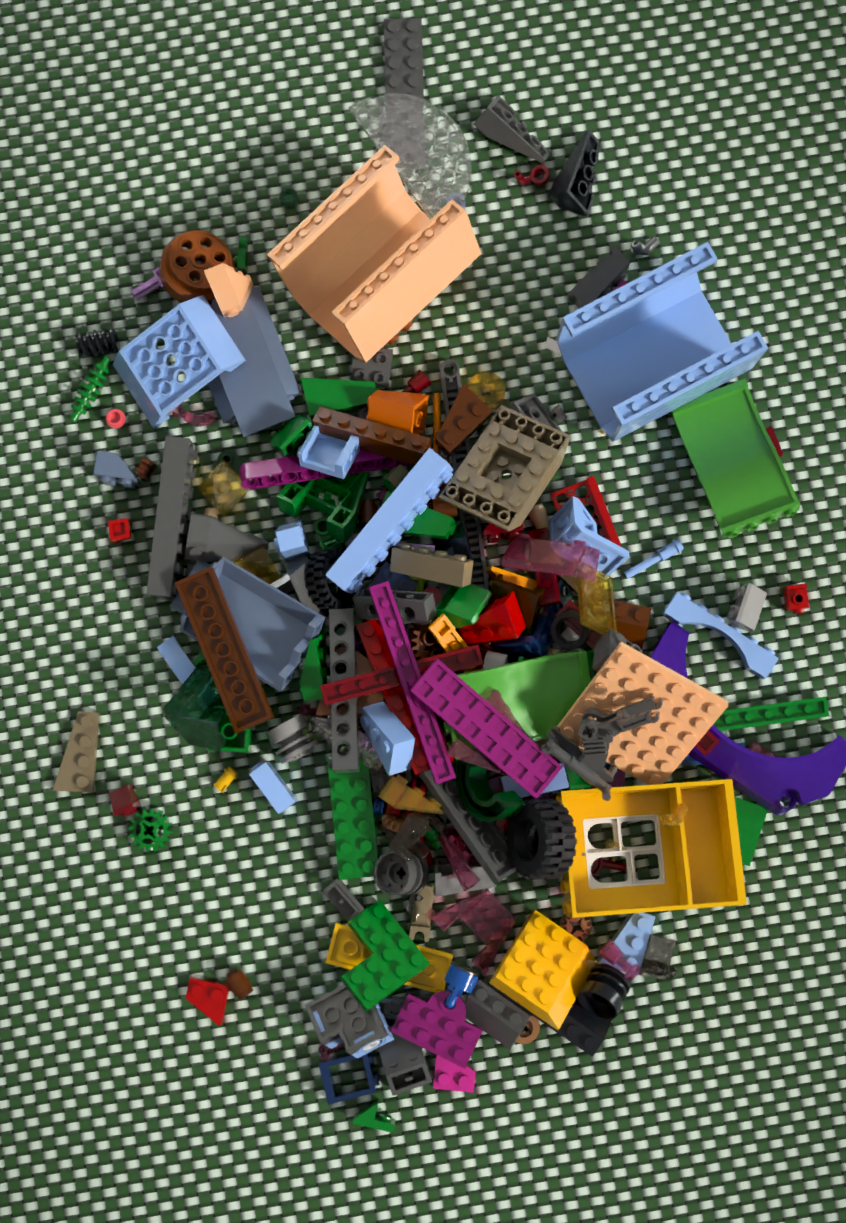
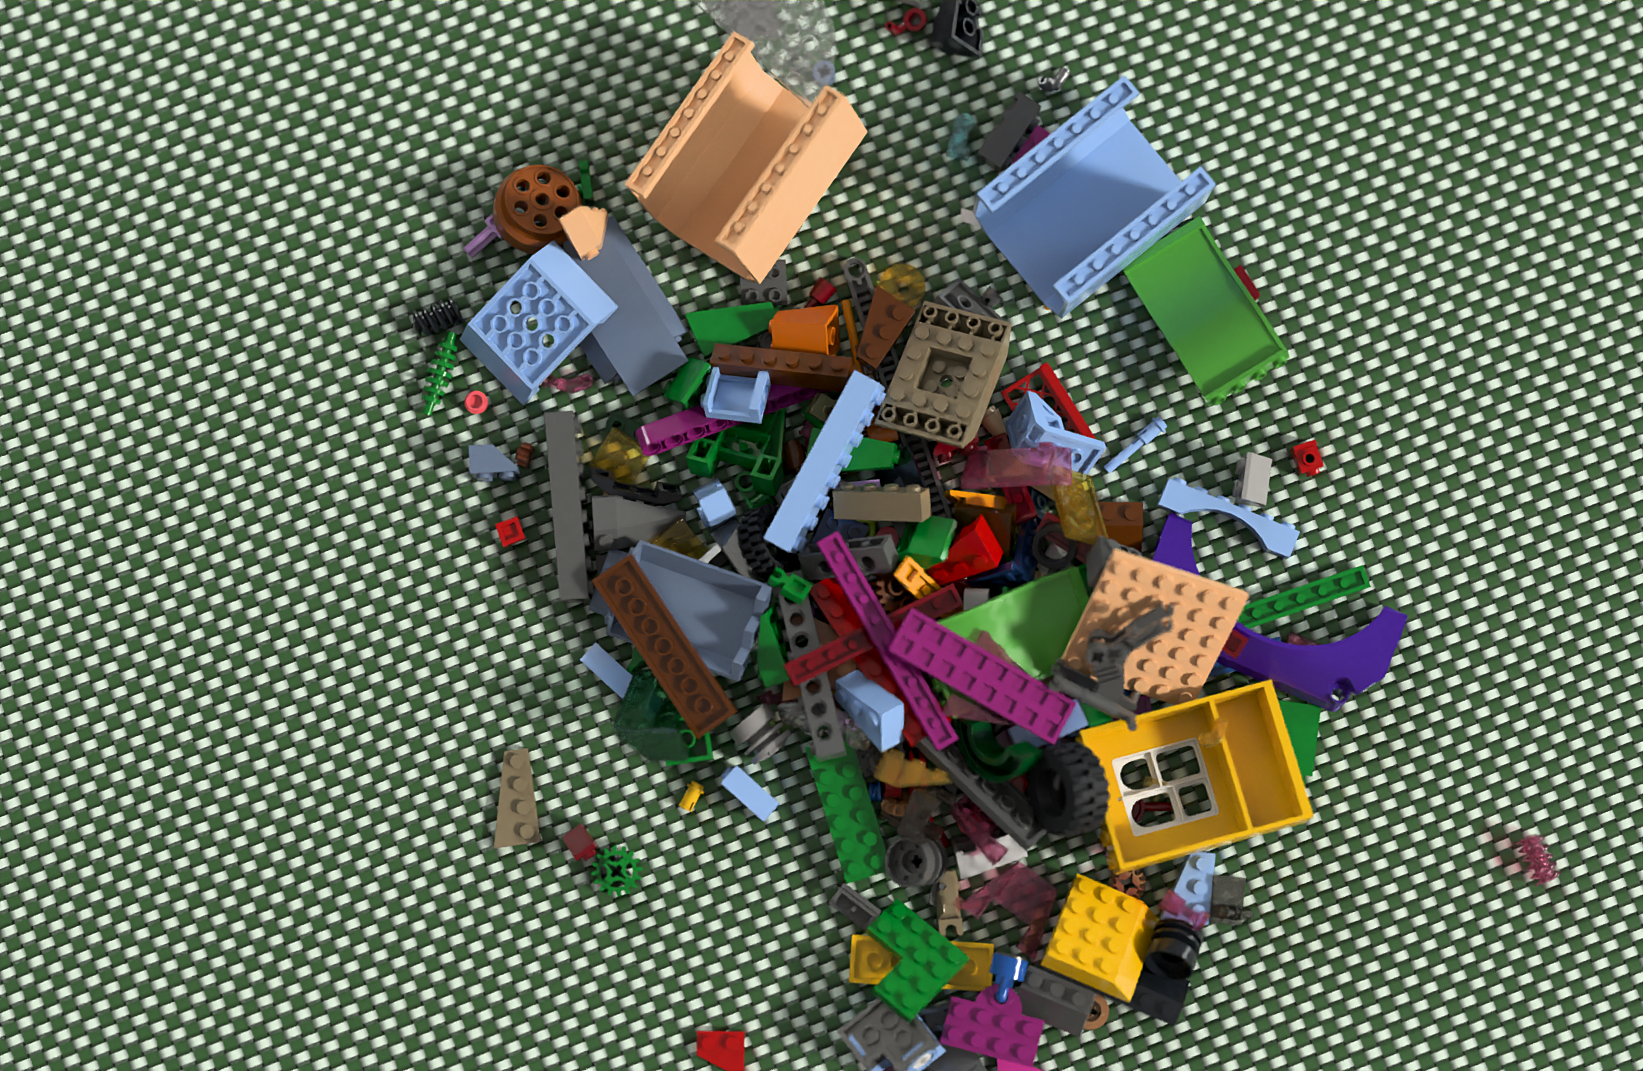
camera: 15 degrees left, 0 degrees up
(238, 983) = (754, 1025): reddish brown brick -> none
(252, 523) = (661, 494): none -> black slope
(289, 198) = (626, 103): clear green tile -> none
(341, 621) = (792, 587): none -> green plate
(432, 836) = (943, 814): green wheel -> none
(559, 273) = (961, 130): none -> clear light blue leg

